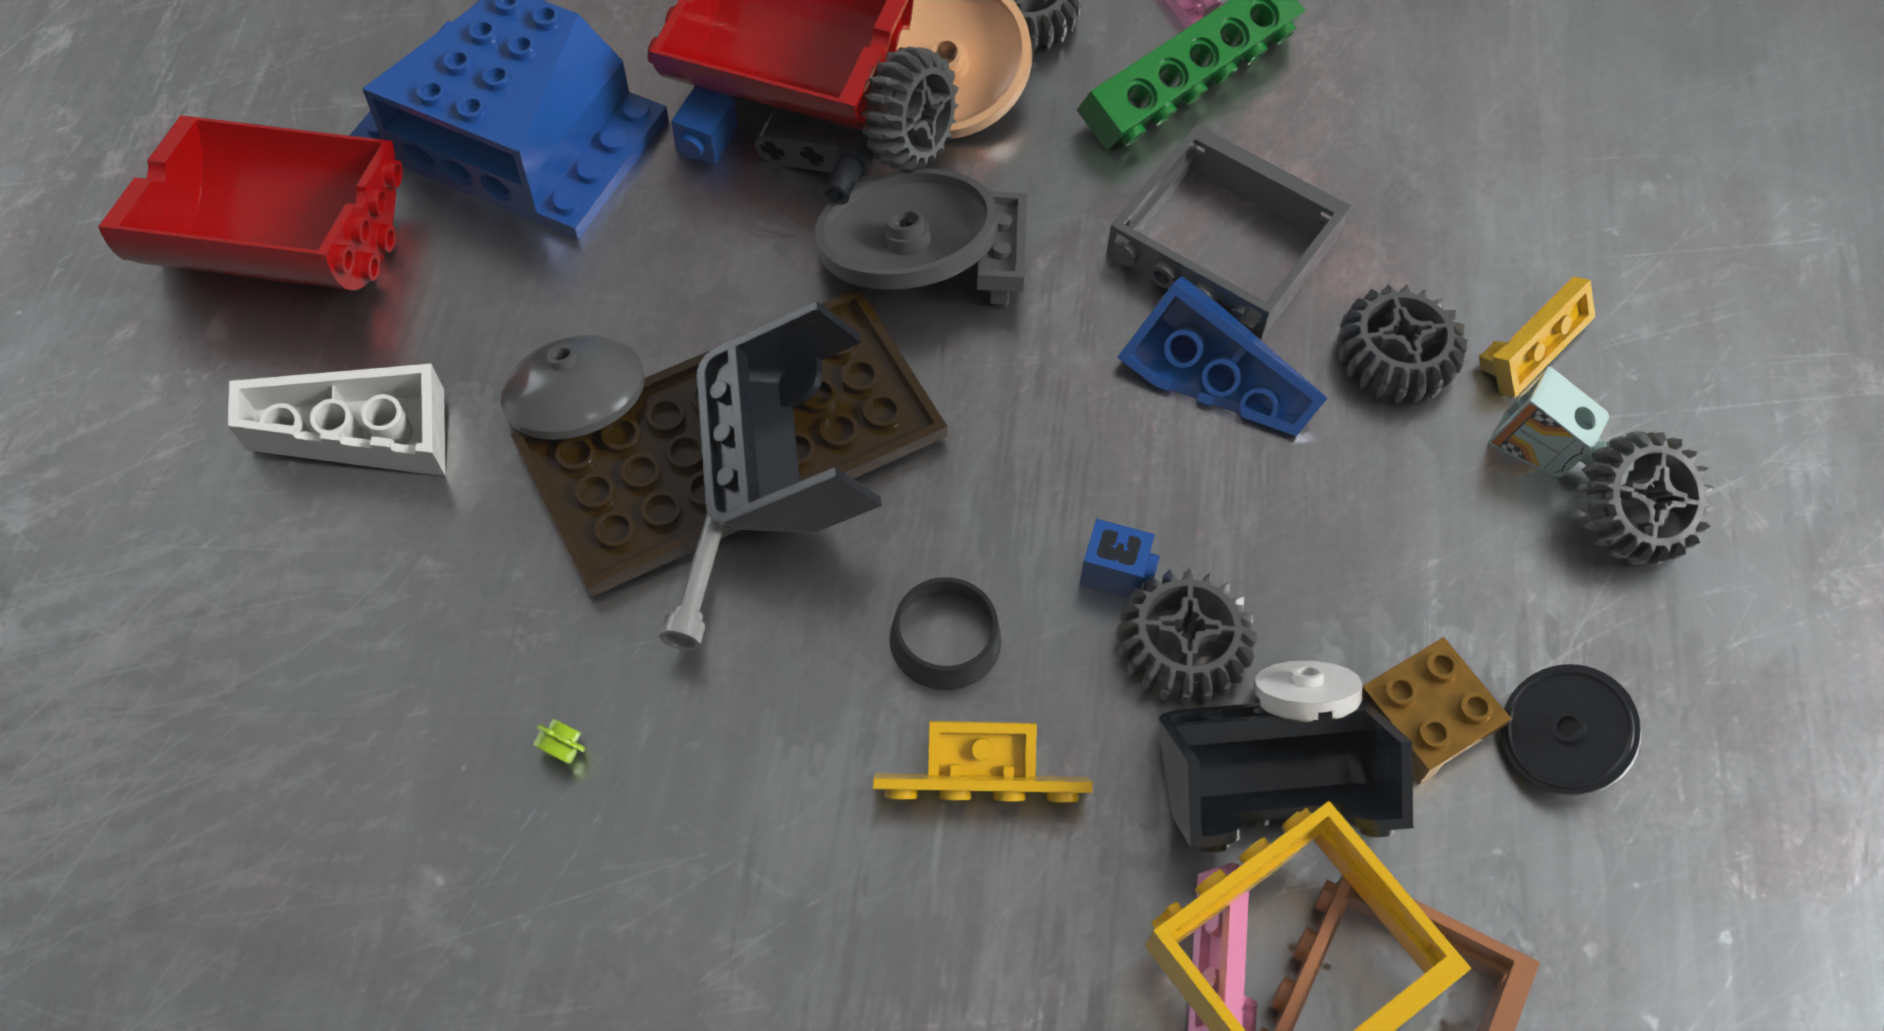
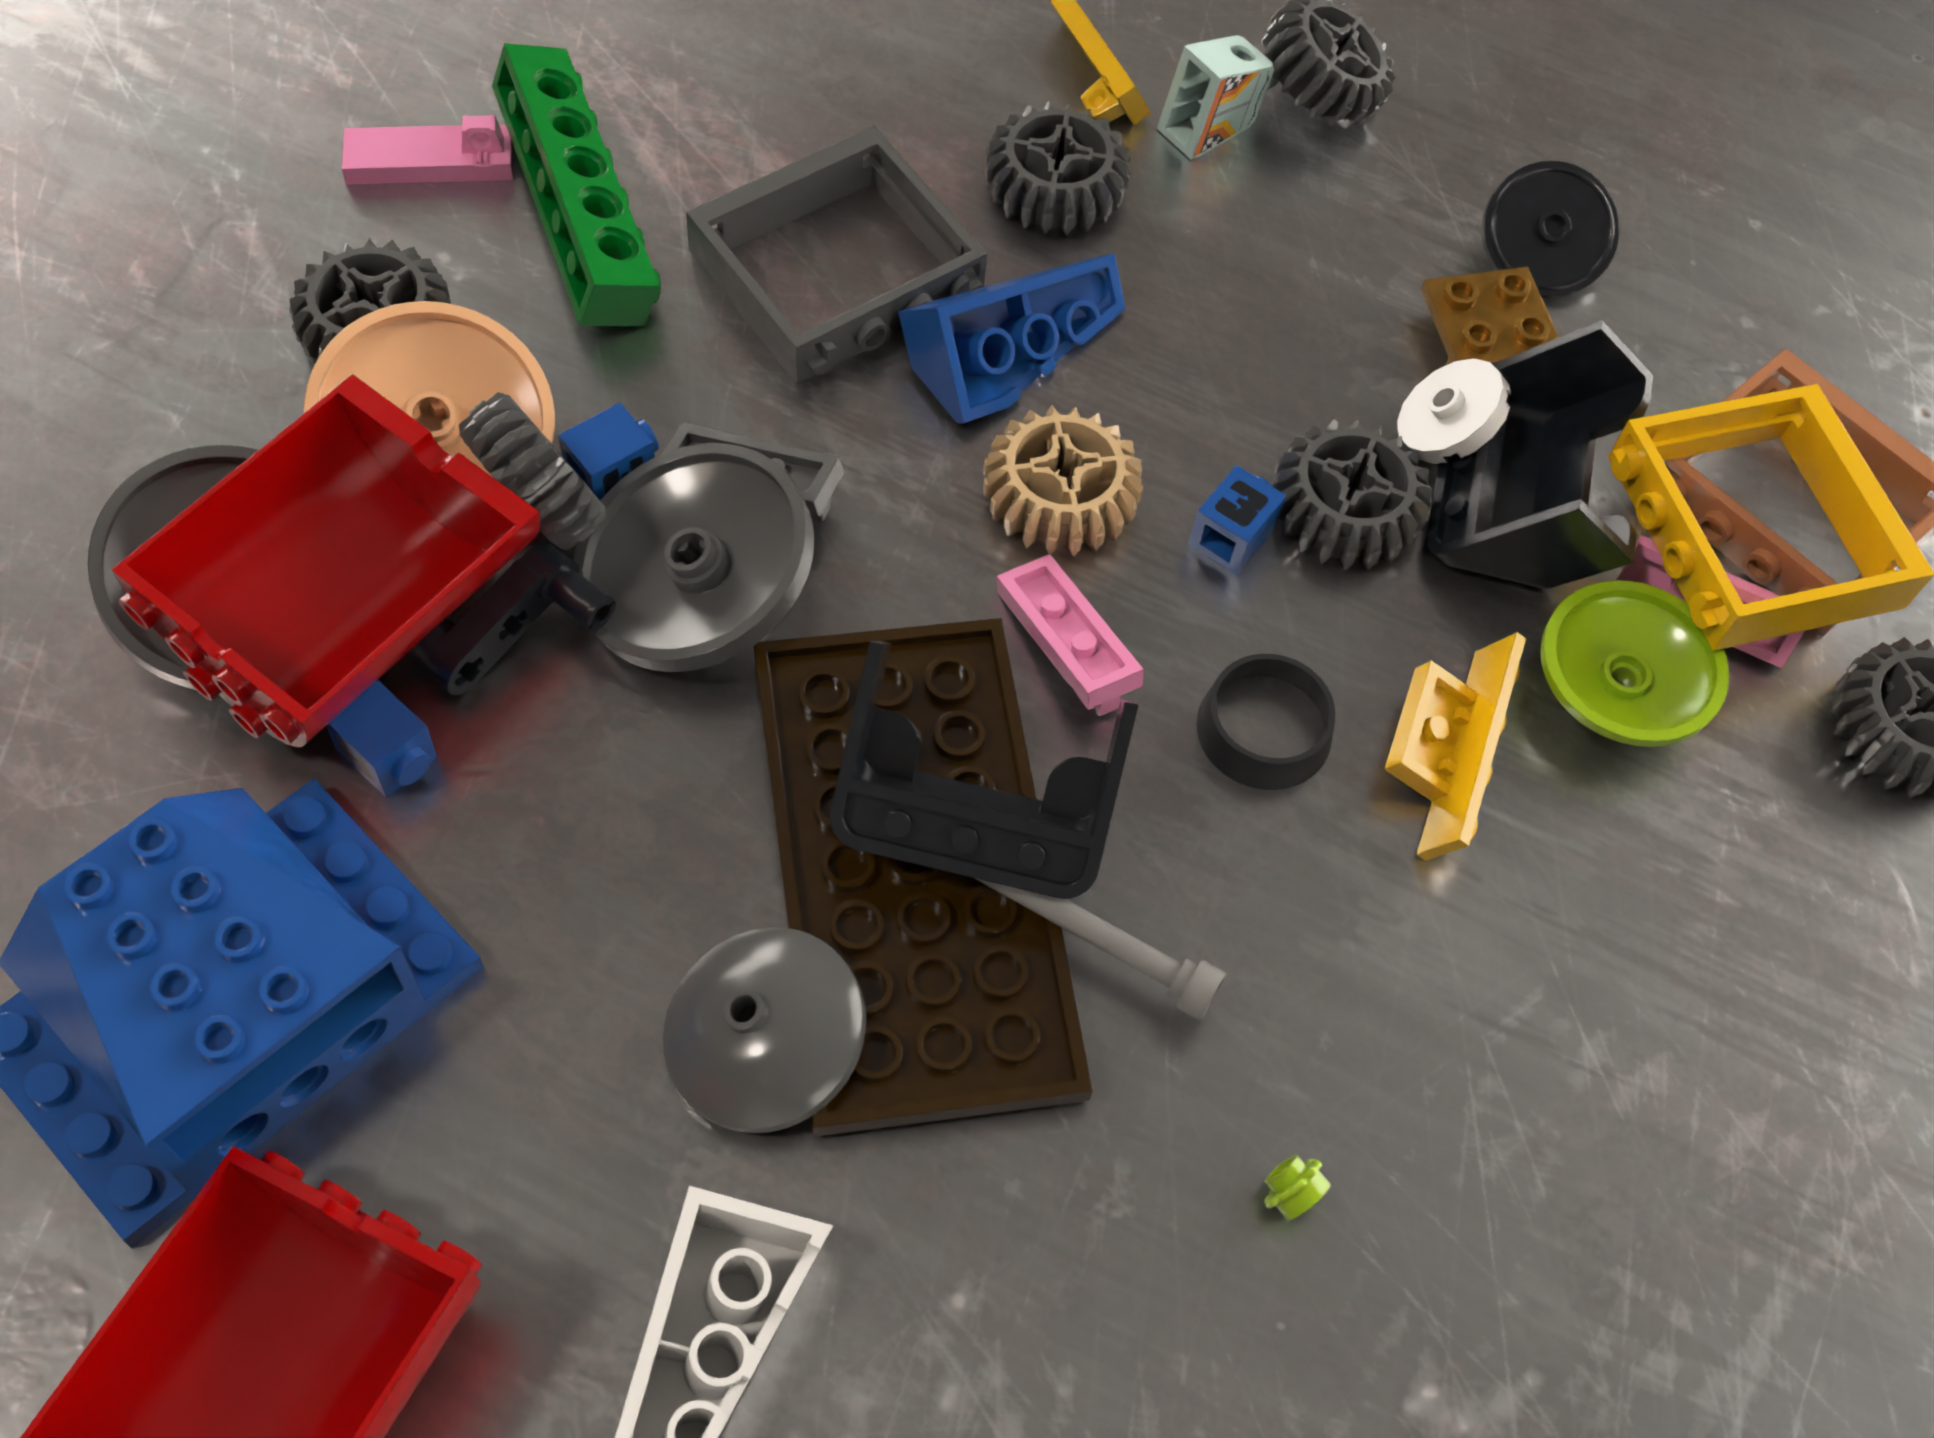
camera: 75 degrees left, 0 degrees up
(955, 474) = (1070, 633): none -> bright pink hinge
(976, 156) = (607, 447): none -> blue brick
(1088, 448) = (1048, 479): none -> tan gear
(1110, 852) = (1647, 644): none -> lime dish

